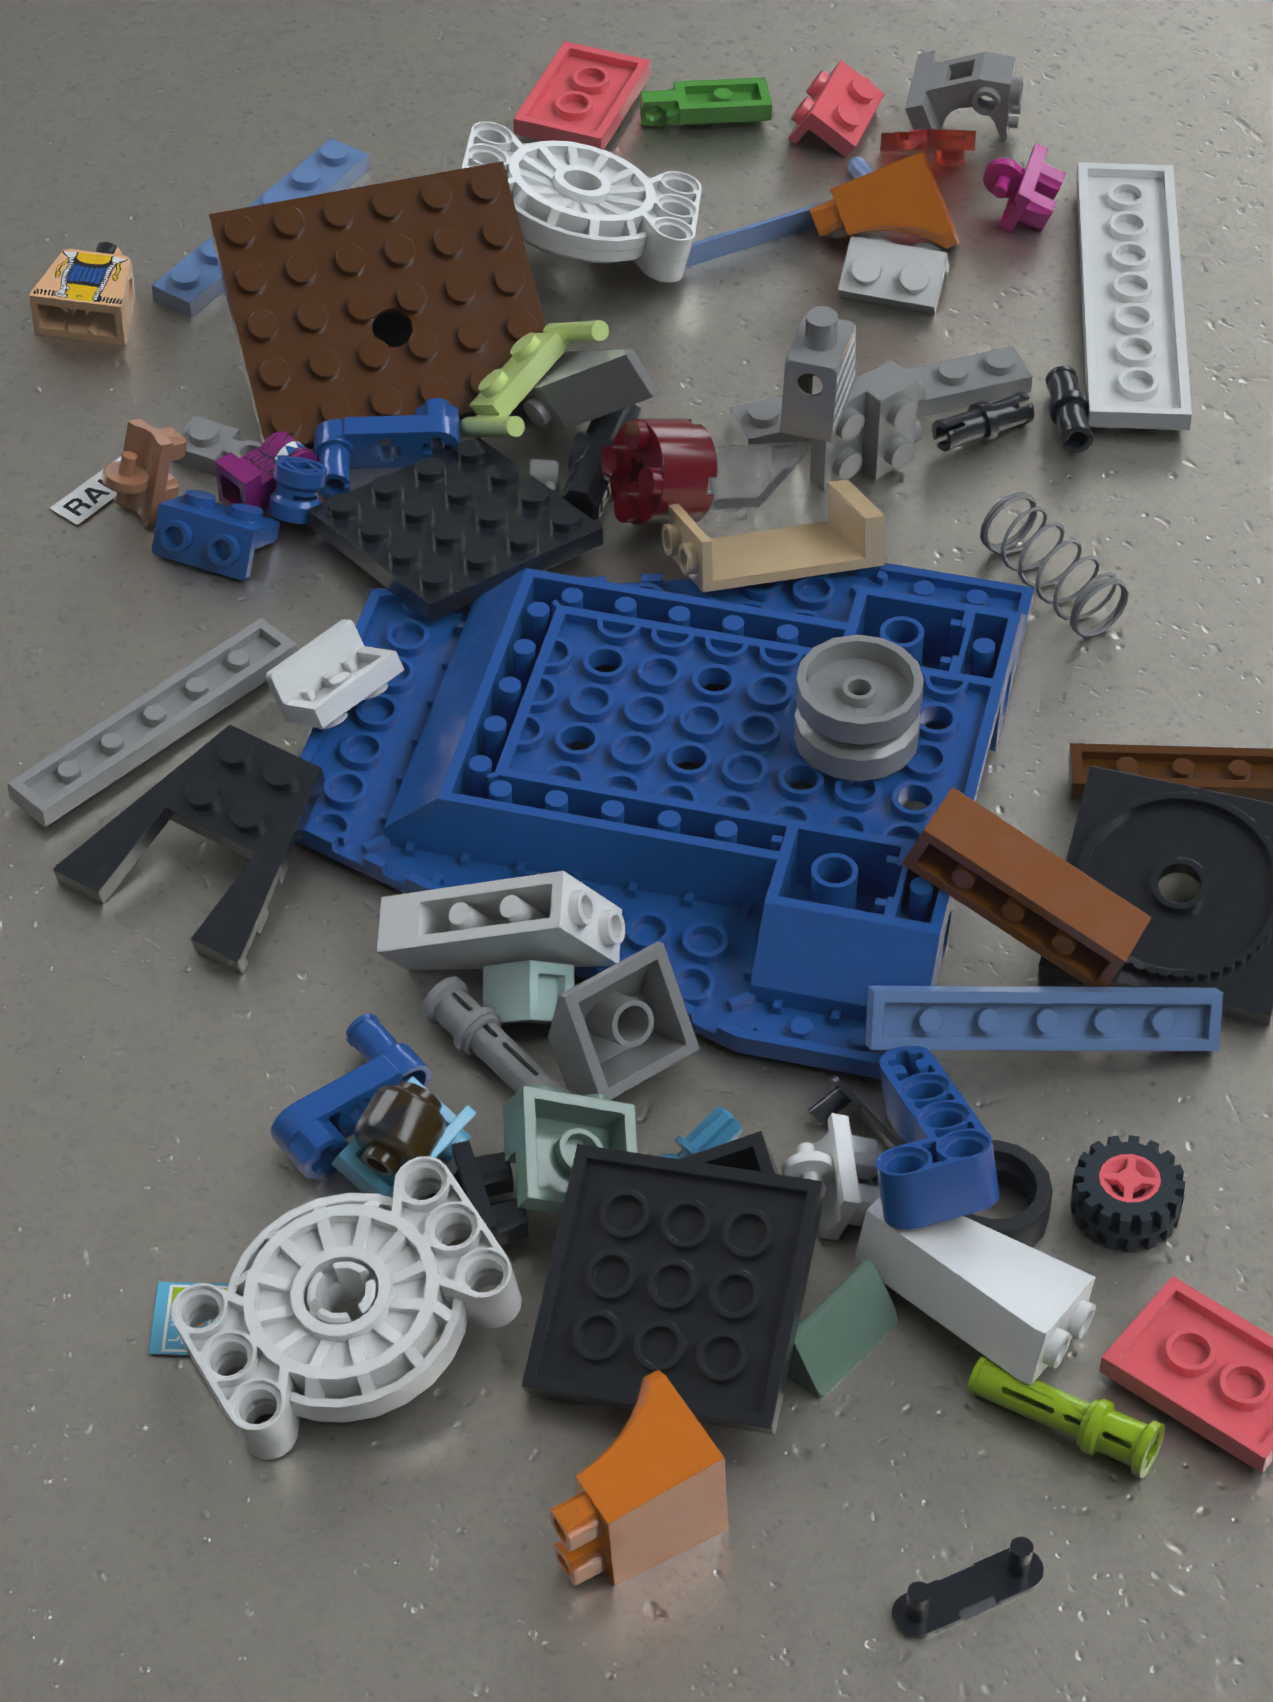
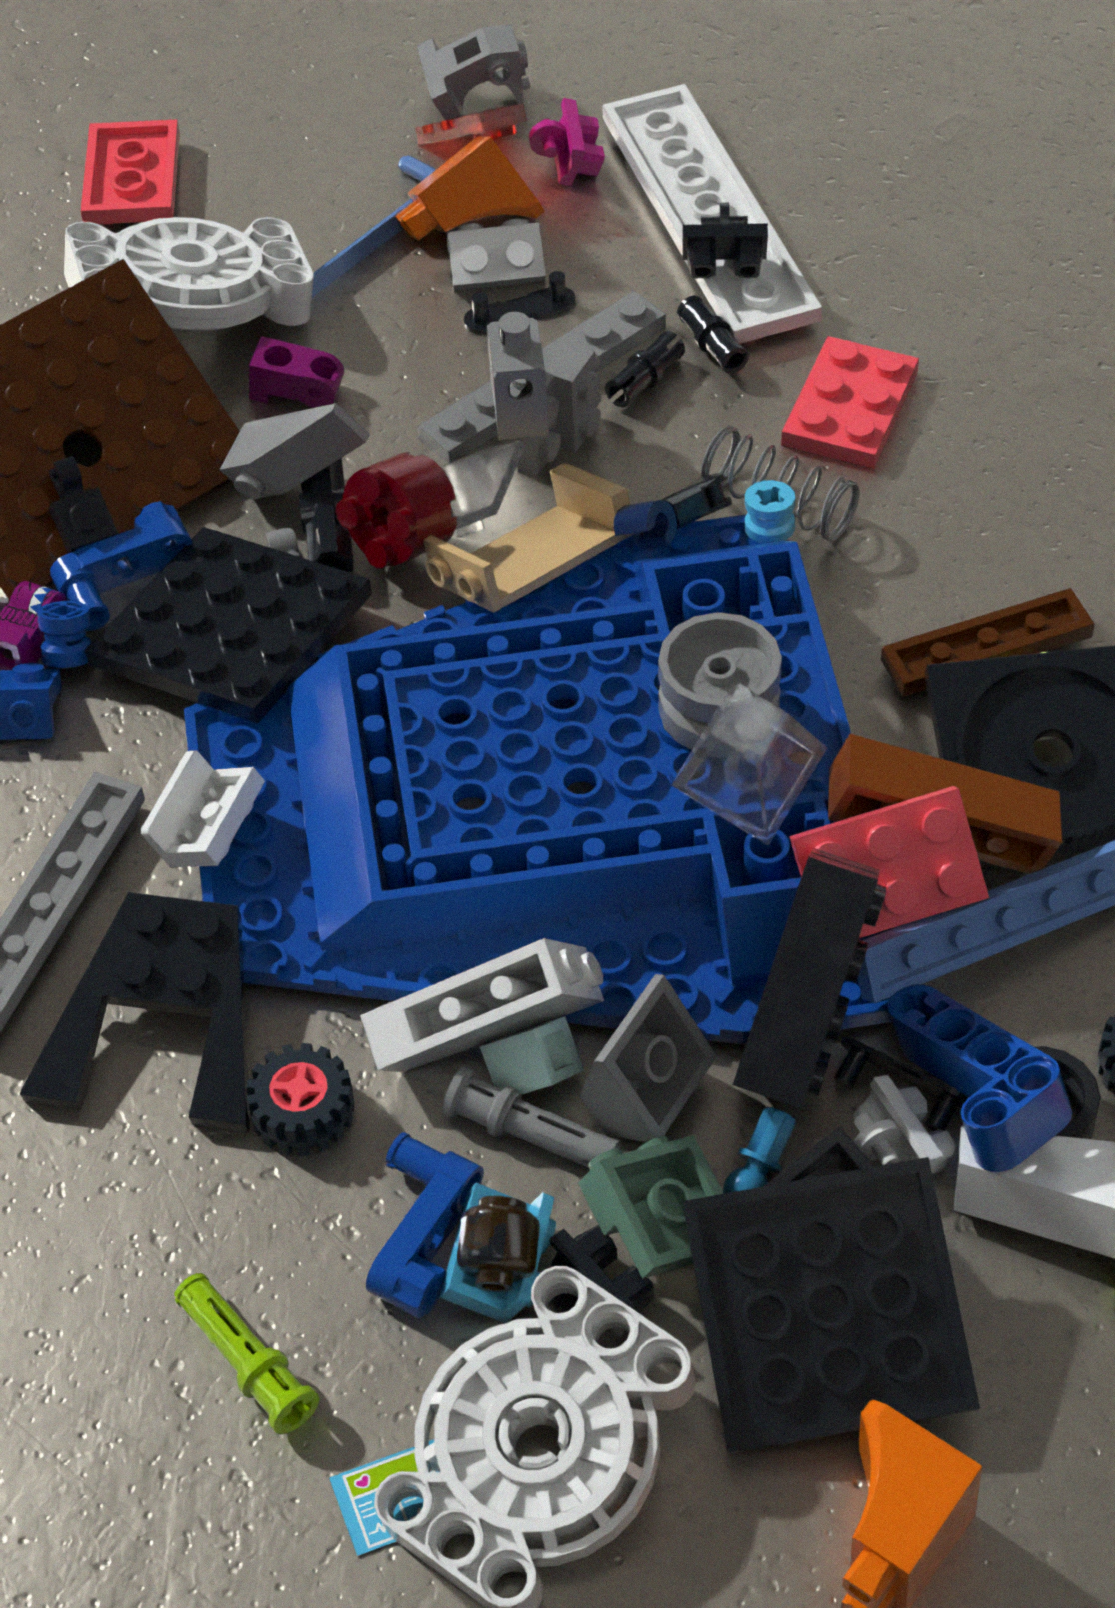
camera: 20 degrees left, 5 degrees up
(140, 1168) = (260, 1370): none -> lime pin
(299, 957) = (281, 1087): none -> black wheel
(361, 387) = (80, 514): none -> black plate
(530, 361) = (222, 455): yellowish green plate -> none
(639, 323) = (293, 373): none -> magenta leg
(707, 102) = (247, 144): bright green hinge -> none
(802, 992) = (807, 976): none -> black piece
(837, 109) = (364, 115): coral bracket -> none
(841, 783) = (750, 763): none -> clear slope
(842, 1330) = (983, 1280): sand green slope -> none
(916, 333) = (535, 305): none -> black piece
(926, 555) = (662, 517): none -> piece
(937, 925) = (918, 847): none -> coral plate
(1022, 582) = (769, 511): none -> medium azure wheel
(1119, 319) = (724, 239): none -> black hips
(1175, 514) = (850, 402): none -> coral plate

